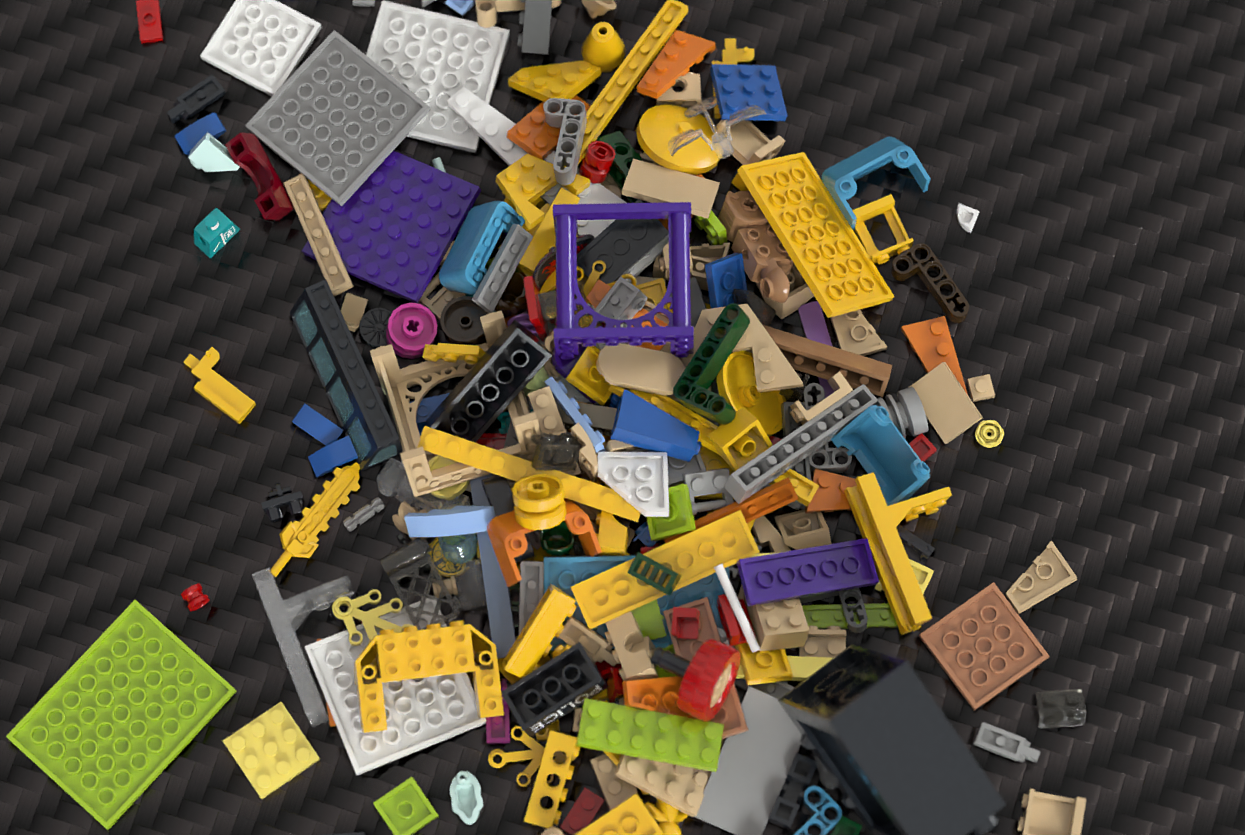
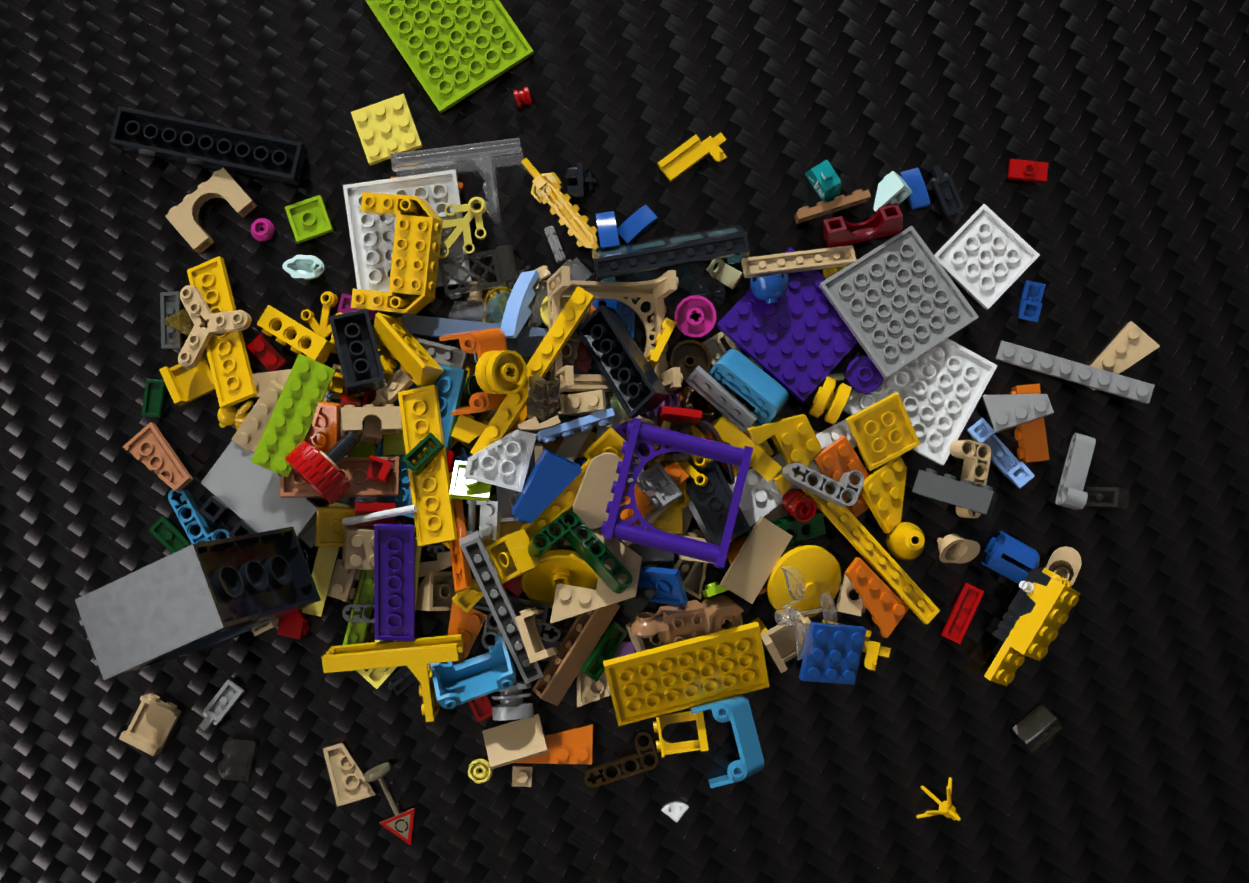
camera: 110 degrees right, 10 degrees up
(247, 224) = (840, 202): none -> medium nougat plate
(358, 252) = (770, 287): none -> blue cylinder
(431, 135) = (860, 378): none -> dark purple tile
(470, 160) = (827, 399): none -> yellow wheel
(490, 96) = (882, 431): none -> yellow plate
(818, 331) = (604, 651): none -> dark green plate
(984, 646) = (304, 712): nougat plate -> none
(1074, 504) = (402, 823): none -> dark tan piece

